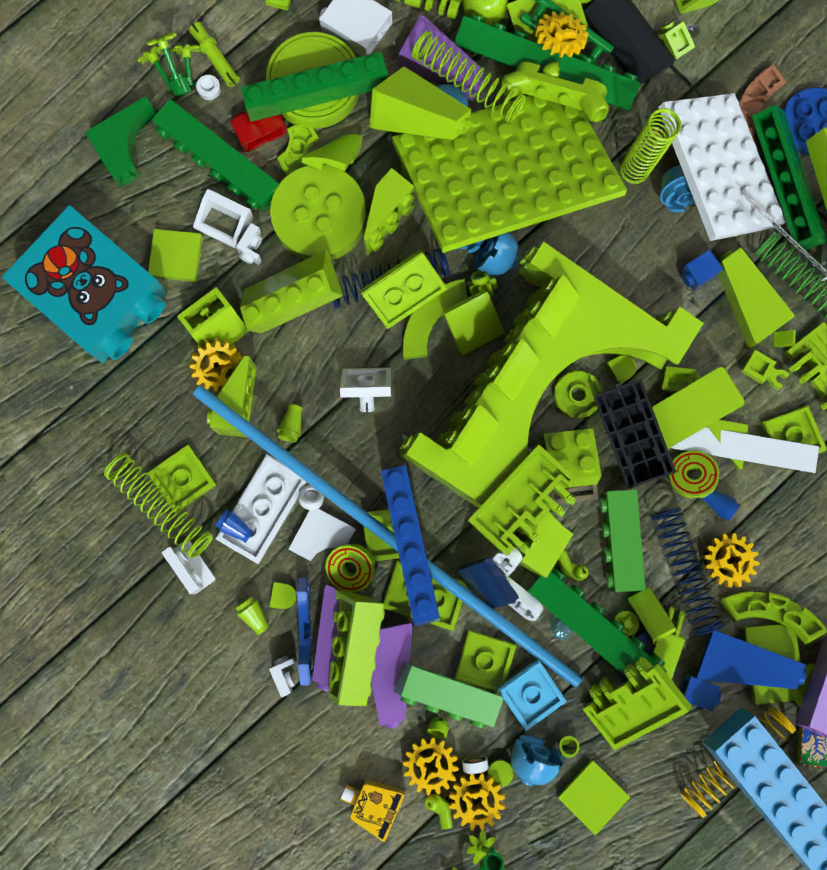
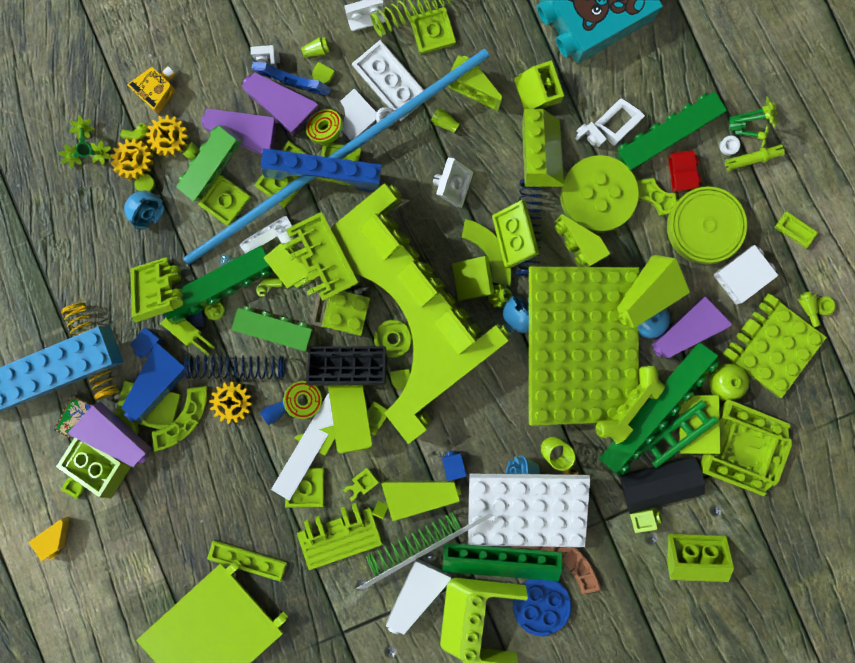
camera: 105 degrees right, 5 degrees up
(116, 139) = (706, 60): green arch -> none
(175, 255) = (603, 78): lime tile -> none
(204, 369) = (505, 77): yellow gear -> none
(234, 526) = (383, 53): blue cone -> none
(314, 86) = (697, 219): green brick -> none
(336, 153) = (640, 221): lime slope -> none
(354, 648) = (264, 106): lime wedge -> none
(415, 55) = (632, 372): lime piece -> none
(475, 764) = (156, 167): white tile -> none
(488, 582) = (276, 218): dark blue tile -> none
(531, 694) = (189, 224): medium azure tile -> none
(552, 69) = (648, 408): lime hinge -> none
(561, 34) = (675, 424): yellow gear -> none
(566, 741) = (139, 236): lime hinge -> none
(593, 797) = (104, 242): lime tile -> none
(651, 614) = (212, 329): lime tile -> none

